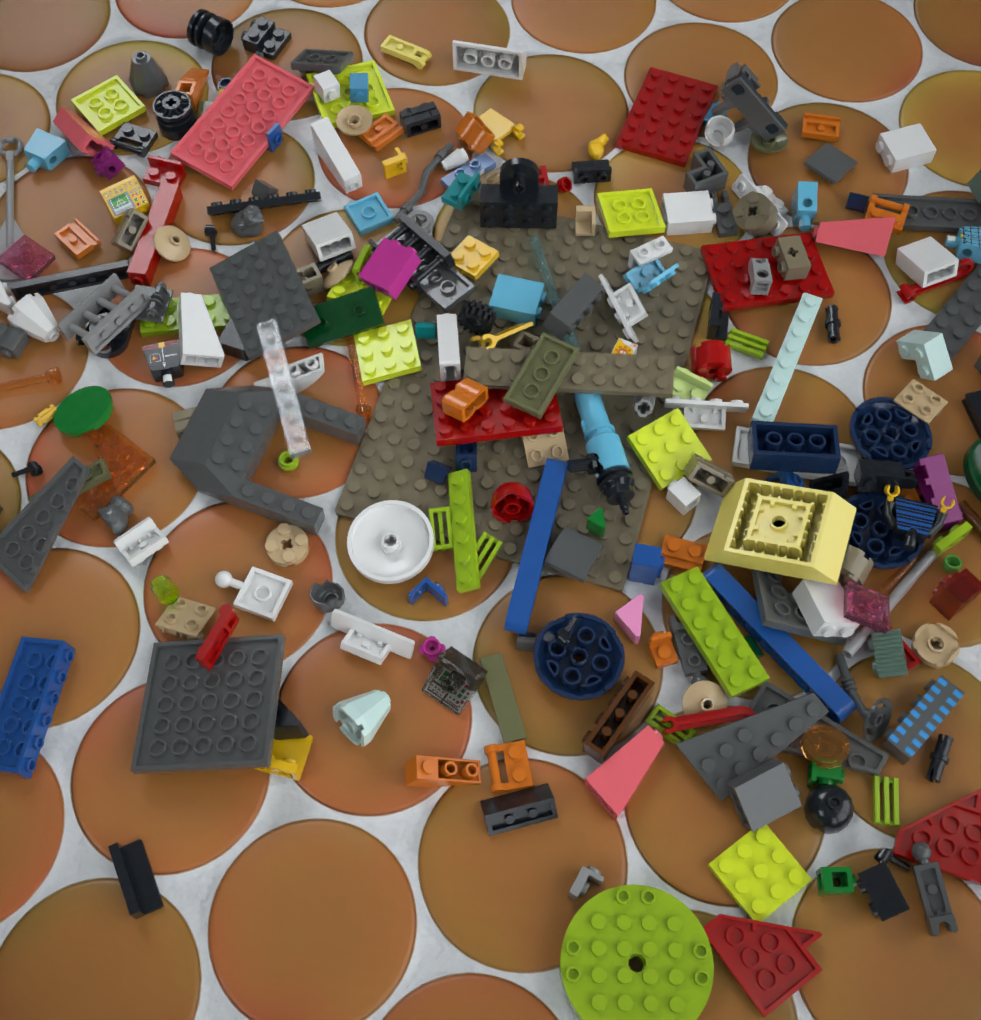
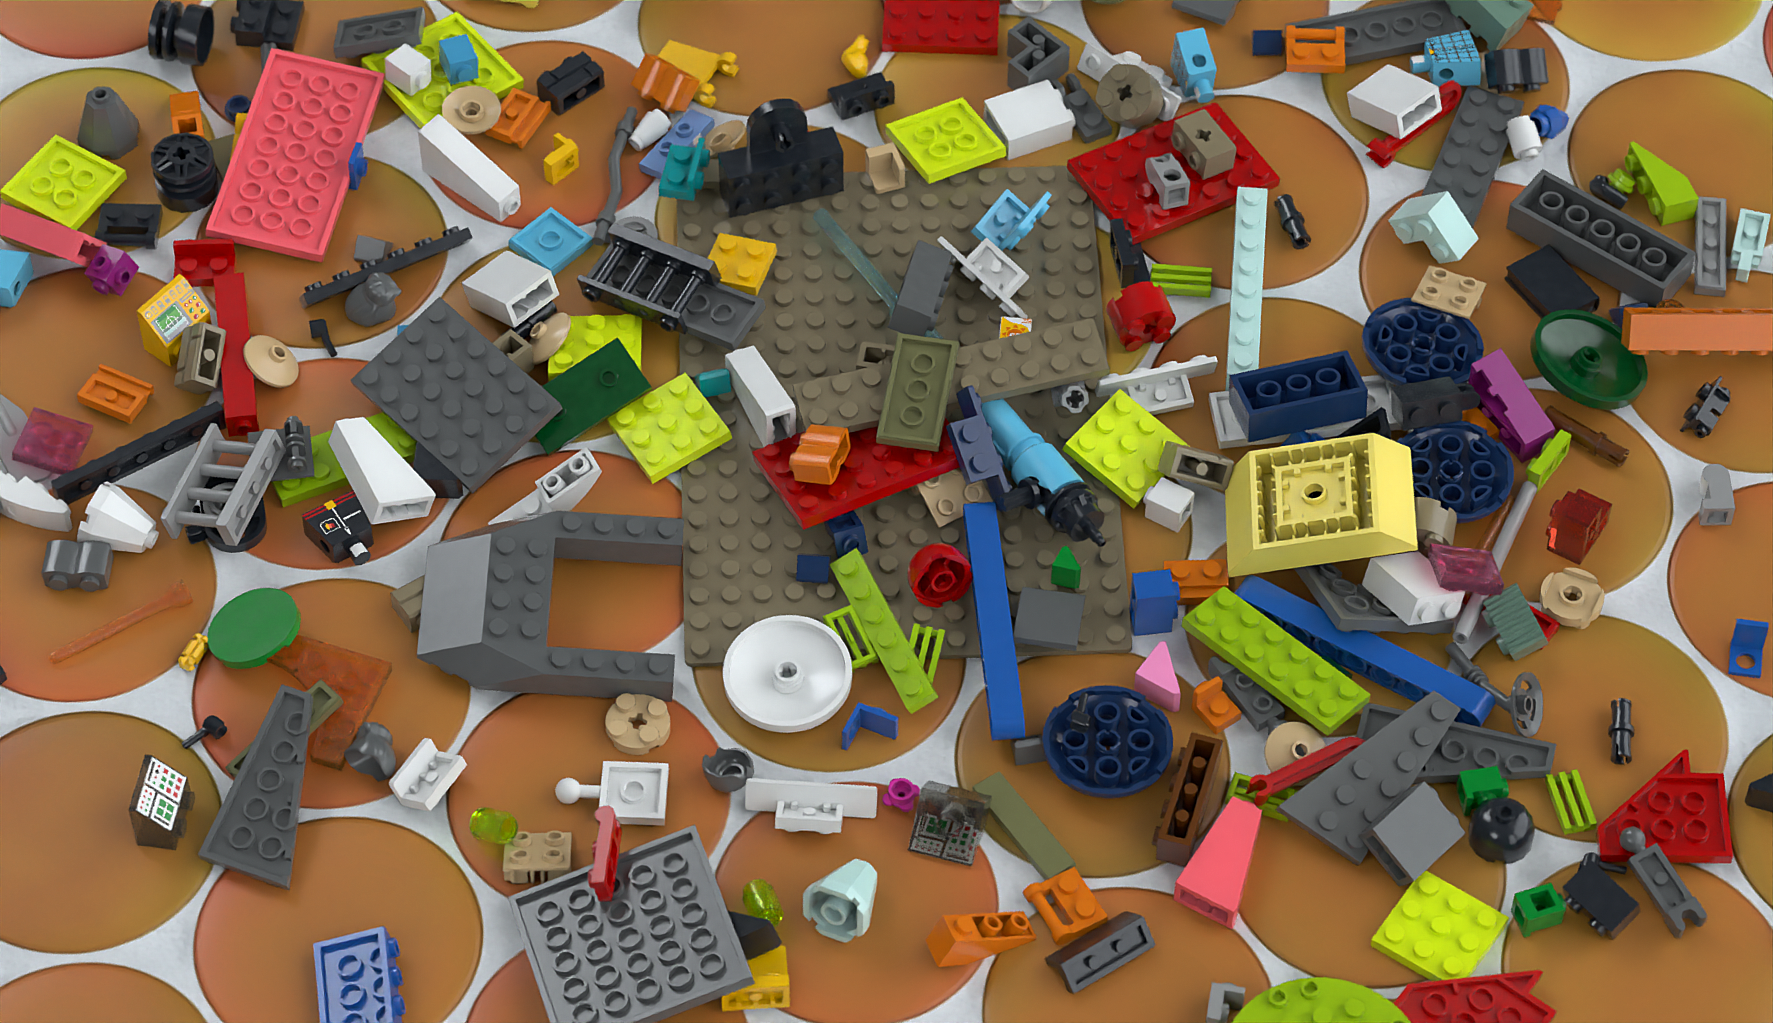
camera: 20 degrees left, 10 degrees down
(283, 389) = (553, 508): clear tile -> none
(283, 458) = (585, 607): lime plate -> none
(310, 701) = (762, 901): none -> clear neon green brick
(361, 261) = (586, 314): lime tile -> none
(362, 408) = (662, 509): clear orange piece -> none
(390, 267) = (632, 306): dark pink brick -> none
(477, 317) = (785, 343): black tyre -> none
(493, 339) = (827, 361): yellow flag -> none
(517, 299) = (831, 305): medium azure brick -> none
(564, 184) = (829, 120): red hinge -> none
(565, 422) = (974, 445): none -> dark blue bracket
(649, 252) = (997, 189): white bracket -> none
(689, 385) = (1125, 353): yellowish green bracket -> none
(825, 746) = (1470, 753): clear orange tile -> none
(862, 235) = (1286, 87): coral slope -> none
(912, 519) = (1488, 444): black torso -> none
(922, 719) = (1584, 690): dark grey brick -> none
(951, 563) = (1558, 488): bright green hinge -> none

